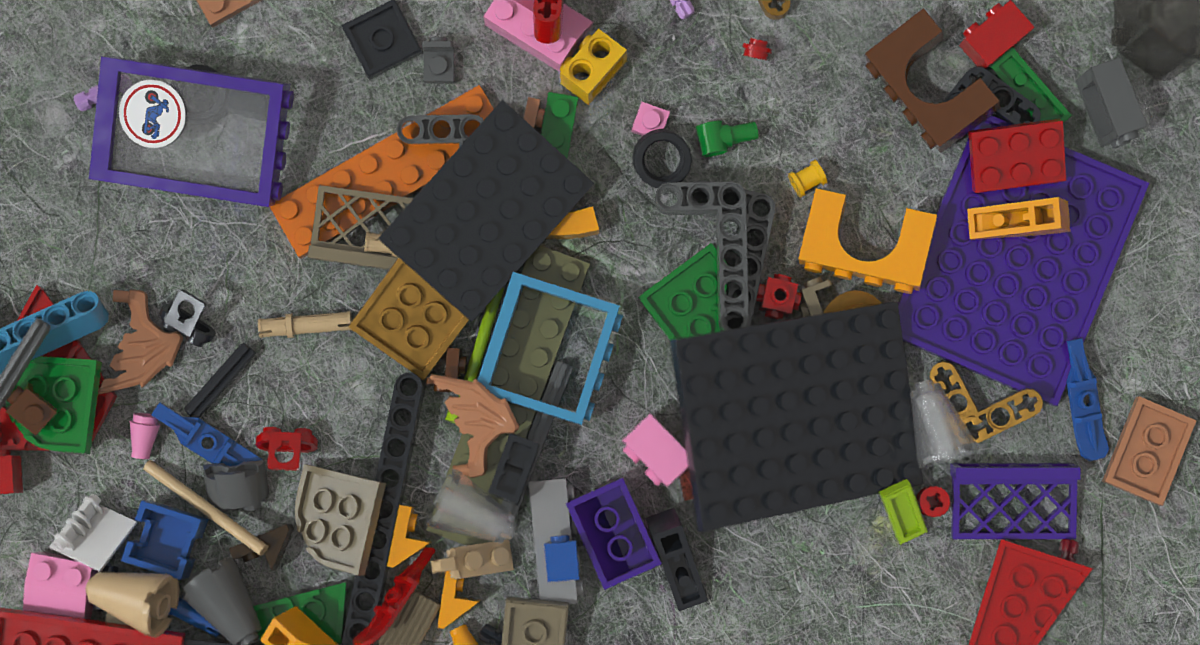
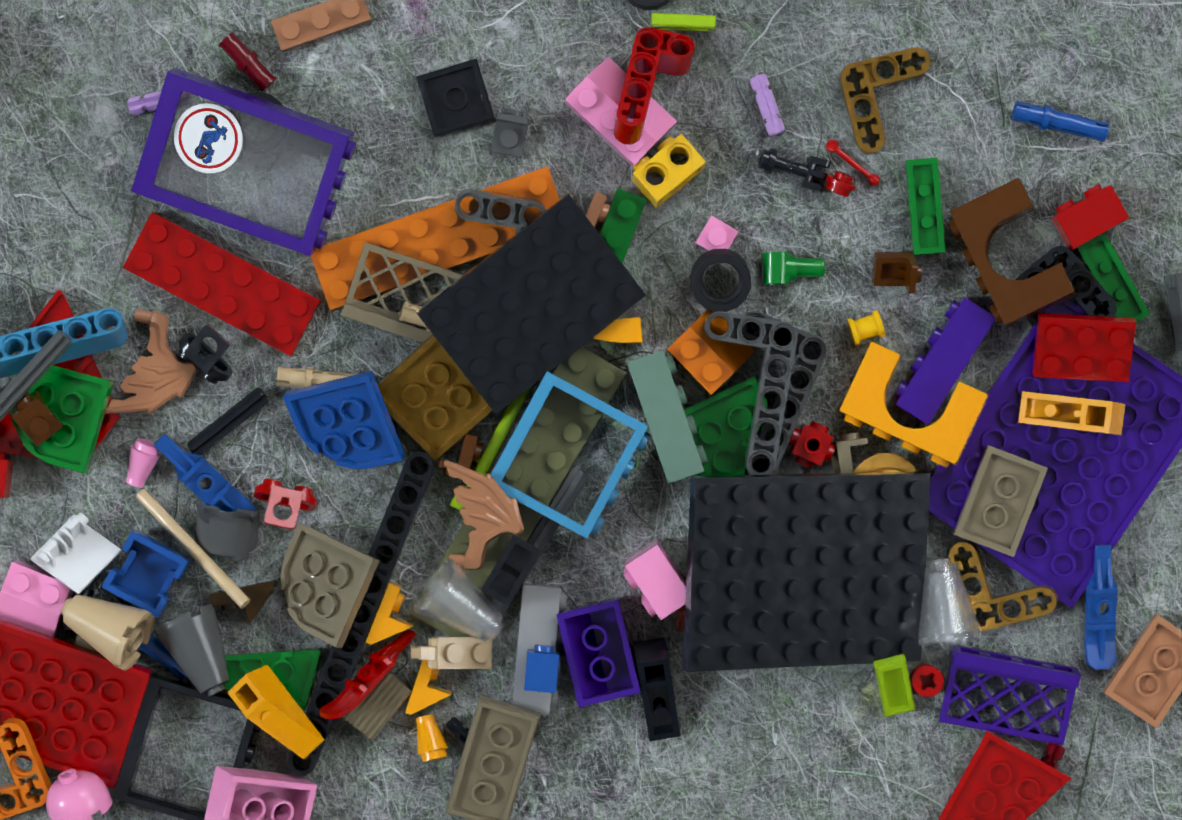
camera: 15 degrees right, 5 degrees up
(180, 40) = (247, 61): none -> dark red pin
(192, 252) = (221, 284): none -> red plate
(331, 358) = (346, 421): none -> blue plate
(634, 294) = (665, 416): none -> sand green brick
(661, 234) = (706, 359): none -> orange slope
(686, 41) = (770, 161): none -> black hinge
(742, 18) = (833, 146): none -> red hinge
(825, 119) = (896, 270): none -> reddish brown bracket
(840, 56) = (925, 206): none -> green plate
(887, 195) = (944, 360): none -> dark purple brick
(968, 315) = (1000, 501): none -> dark tan plate

